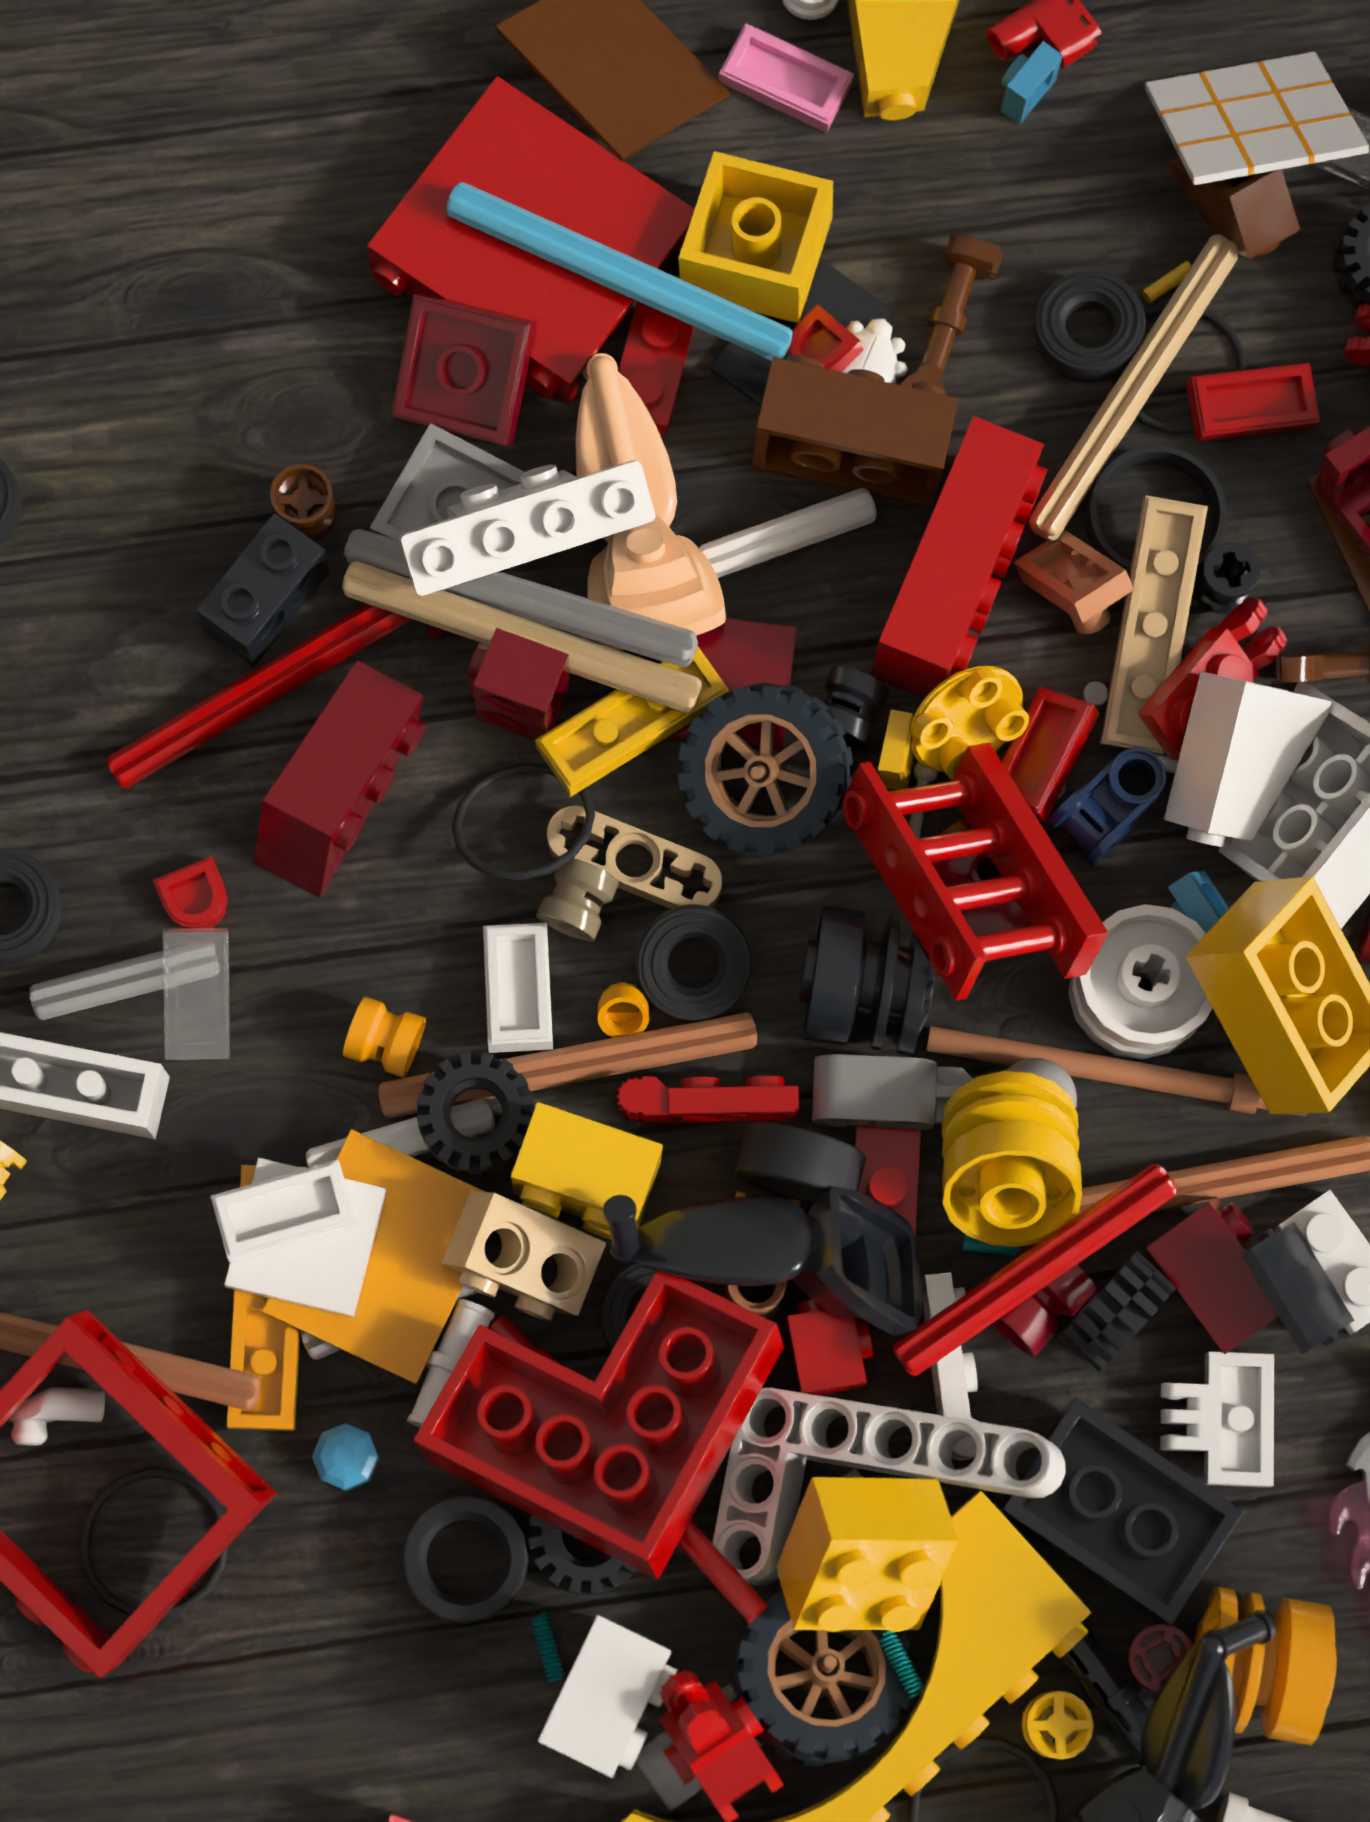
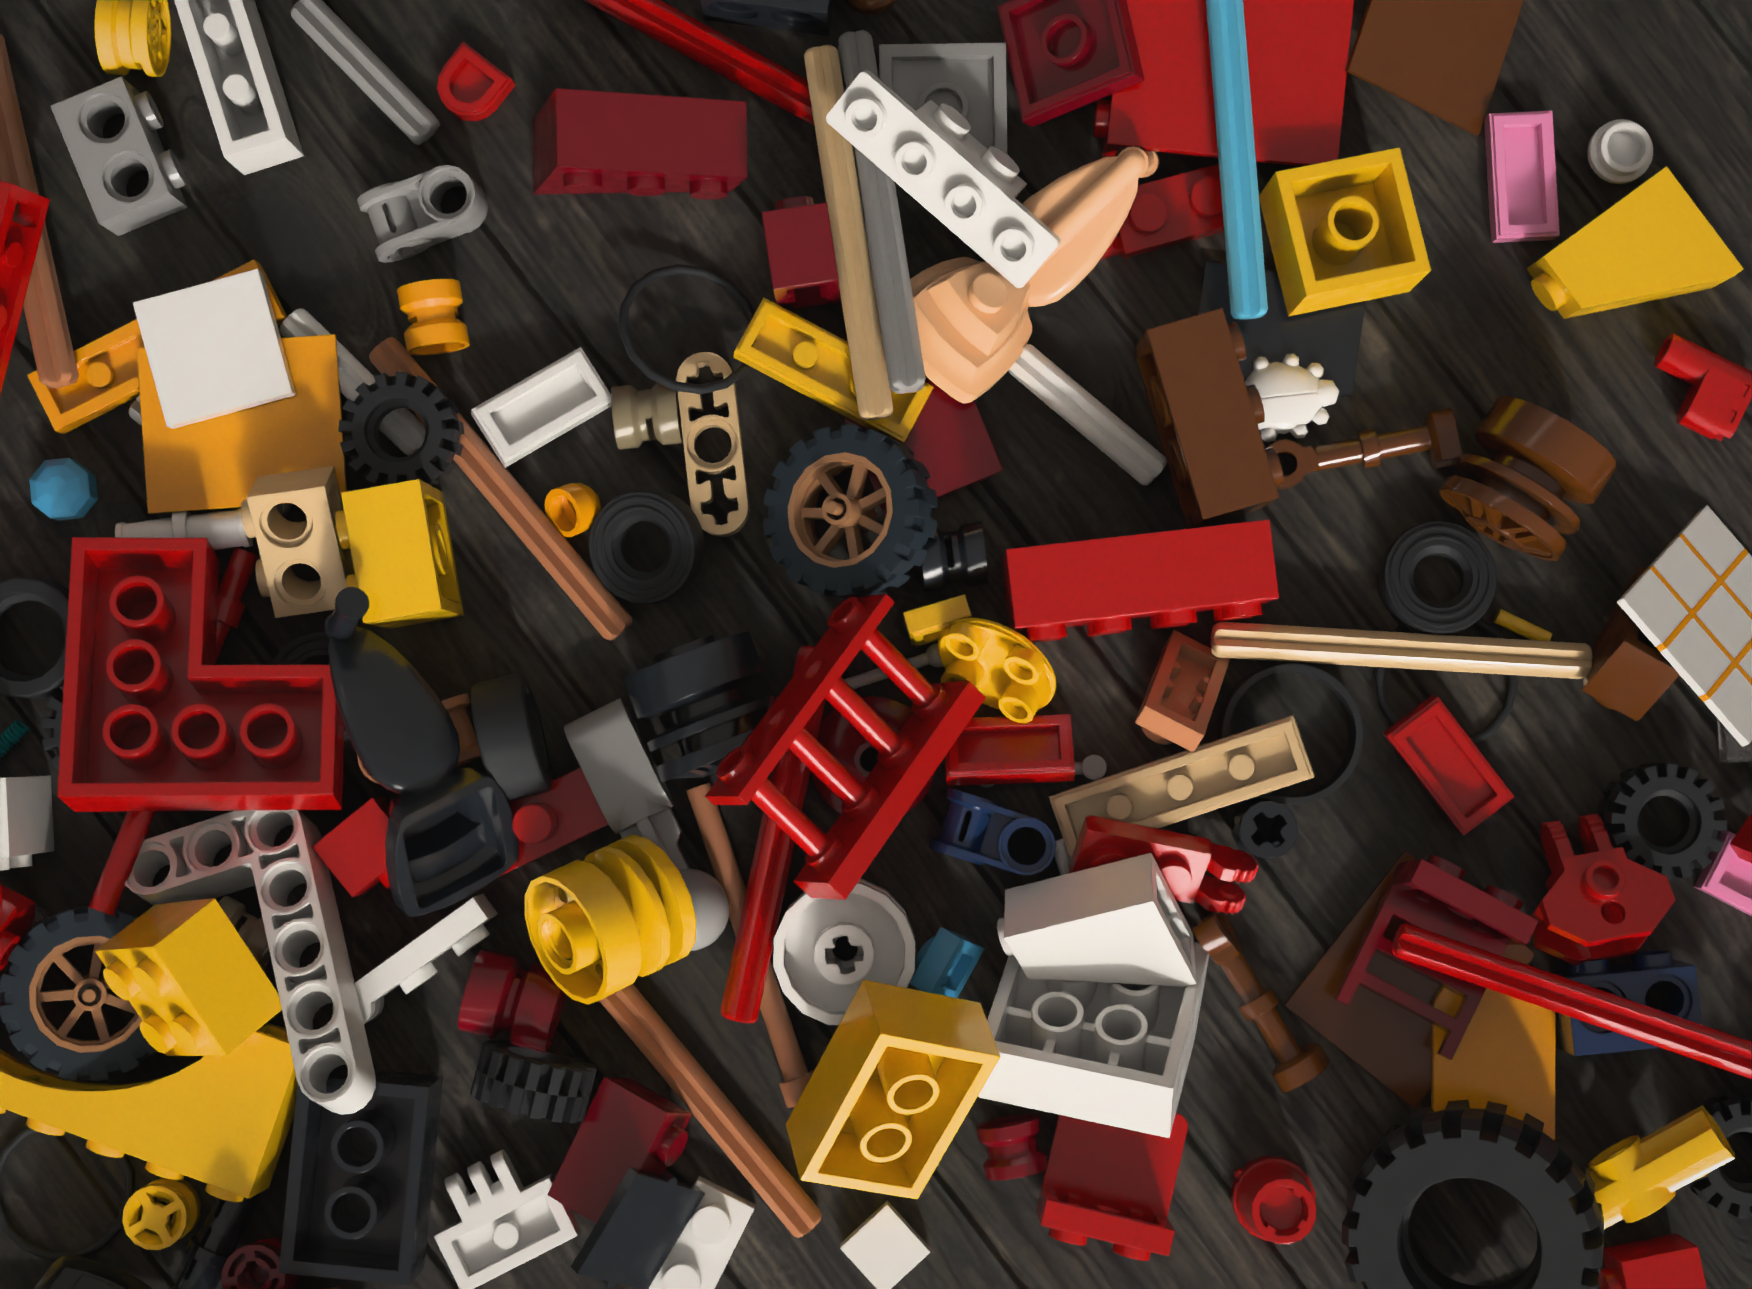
camera: 70 degrees right, 10 degrees up
(74, 1249) = (111, 162): none -> light grey brick
(196, 993) = (380, 135): clear tile -> none
(283, 999) = (410, 215): none -> light grey piece
(283, 1211) = (219, 316): white tile -> none
(706, 1102) = (530, 622): red hinge -> none
(824, 340) = (1278, 348): red tile -> none
(904, 1658) = (124, 1051): teal leg -> none
(1029, 81) = (1642, 397): dark azure plate -> none
(1034, 1269) = (520, 992): red axle -> none
(1046, 1017) = (766, 887): none -> red axle
(1048, 203) = (1532, 468): none -> reddish brown wheel

